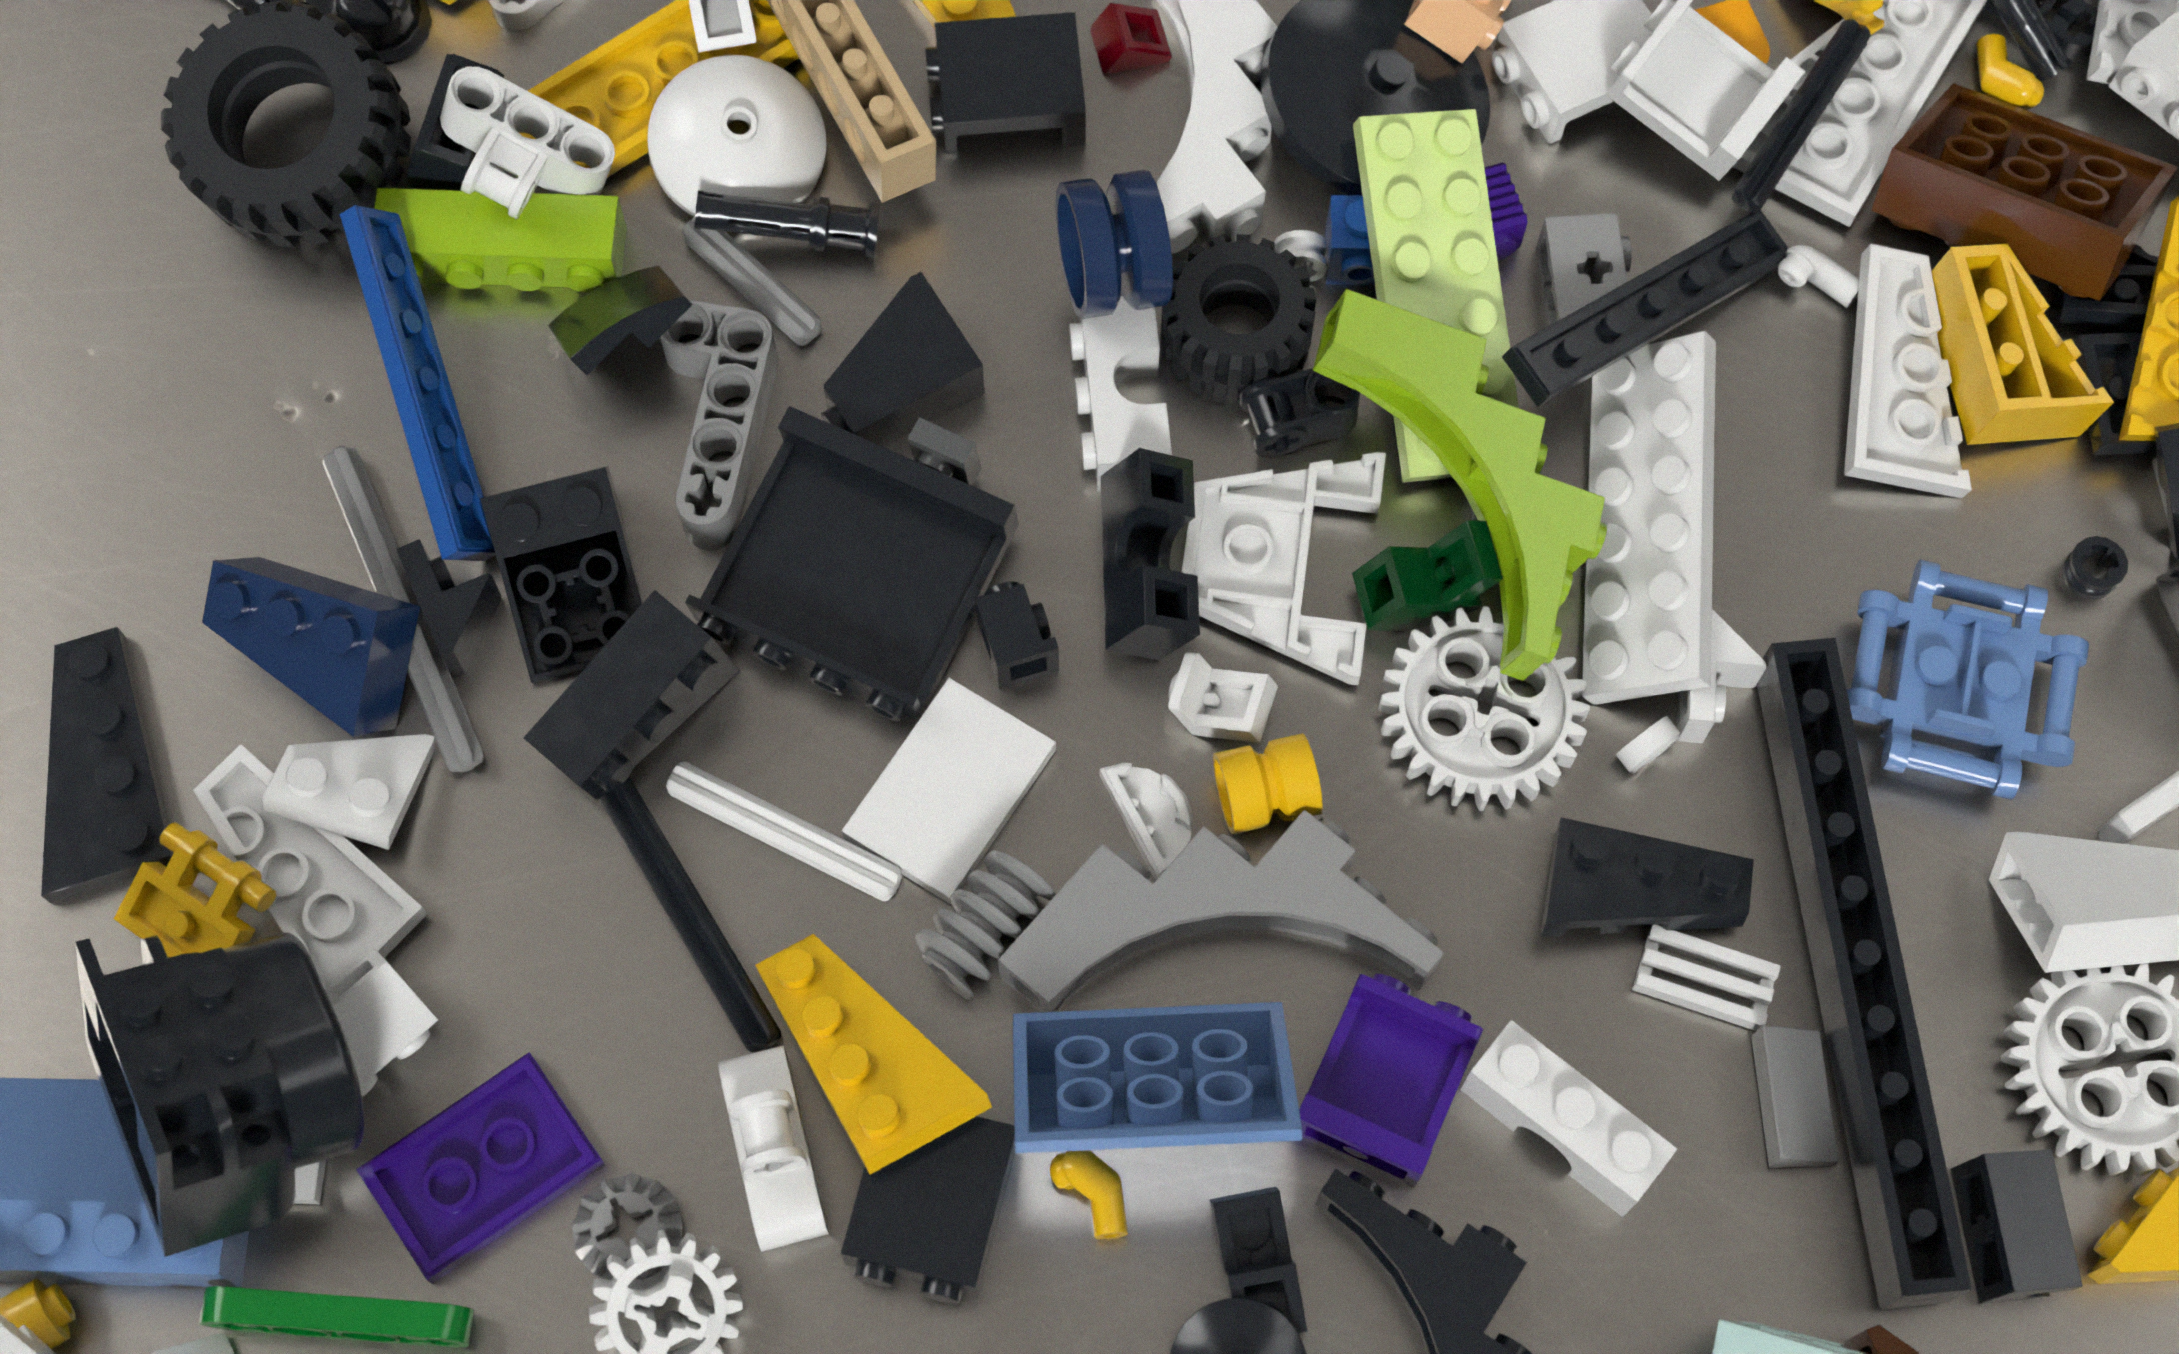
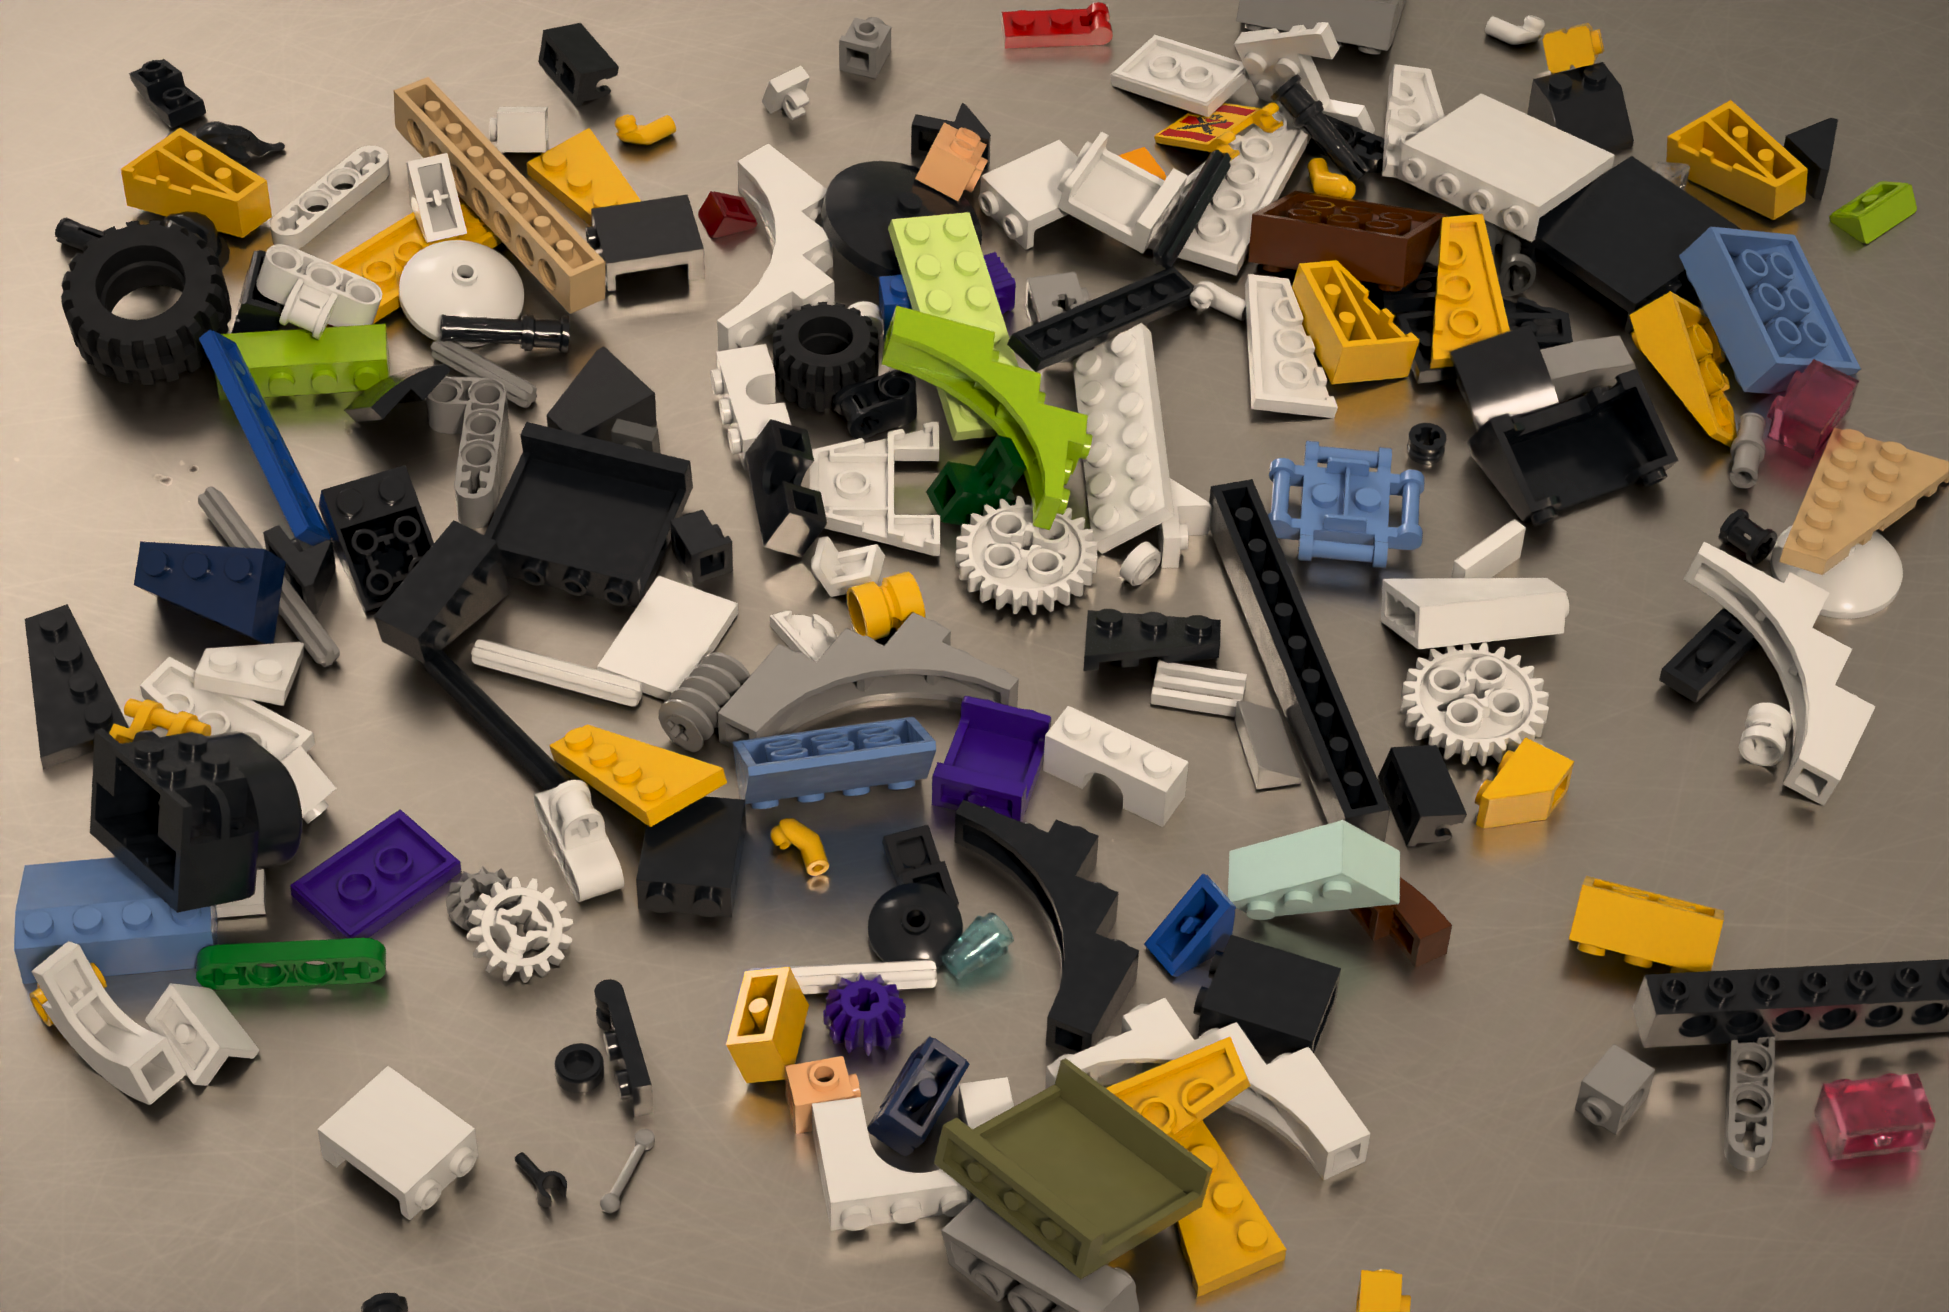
camera: 10 degrees left, 20 degrees down
(1114, 243) = (736, 305): dark blue wheel -> none

